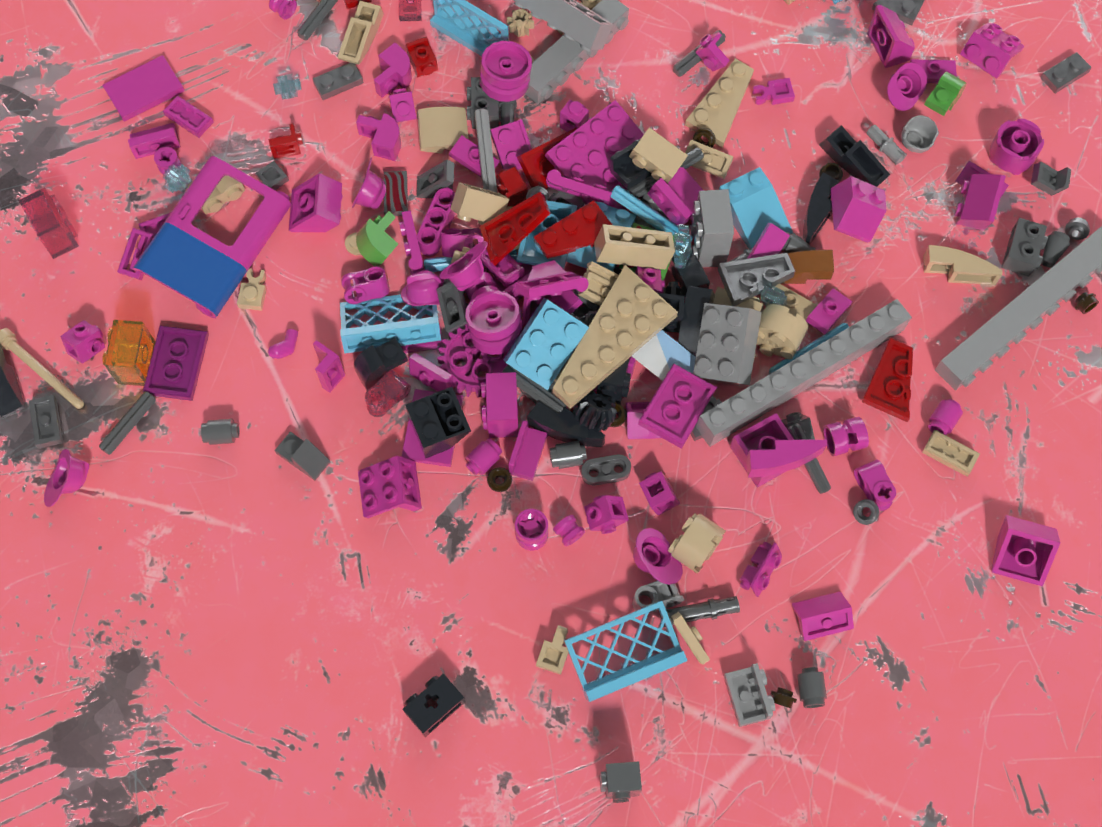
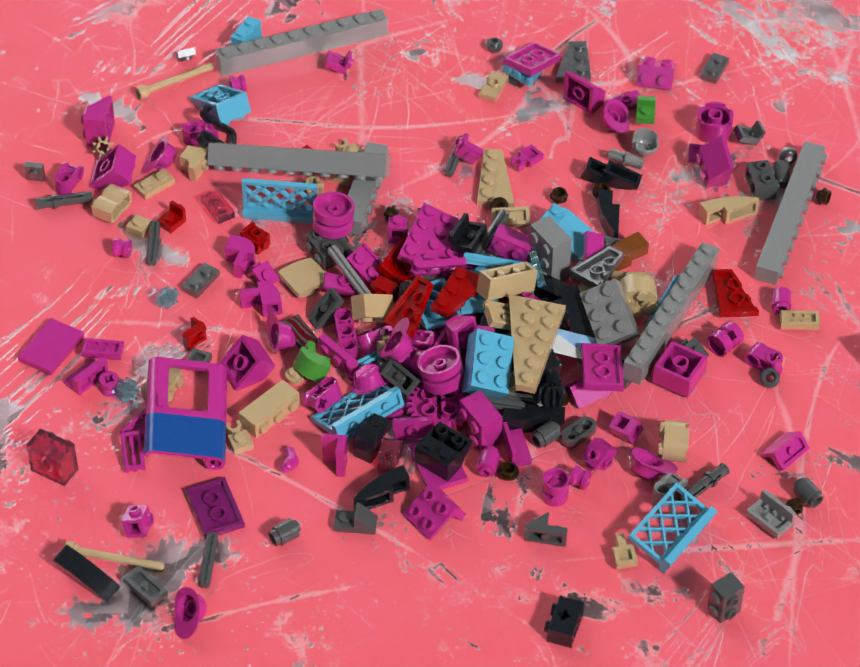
camera: 30 degrees left, 20 degrees down
(128, 352) = (181, 510): clear yellow brick -> none
(301, 273) = (269, 409): none -> tan brick
(350, 432) = (381, 489): none -> black slope
(360, 32) = (196, 241): tan slope -> none
(482, 574) = (541, 532): none -> dark grey slope
(551, 285) = (471, 323): dark pink plate -> none
(582, 93) = (390, 212): none -> dark brown plate
(657, 156) = (483, 219): tan brick -> none
(691, 637) = (710, 498): tan plate -> none
(767, 558) = (724, 434): dark pink hinge -> none
(773, 296) = (621, 271): clear light blue plate -> none
(779, 151) = (559, 195): none -> dark brown plate
(783, 456) = (696, 360): dark pink slope -> none
(813, 467) = (713, 363): dark grey axle -> none
(829, 311) = (661, 272): dark pink plate -> none
(857, 208) = (636, 200): dark pink slope -> none

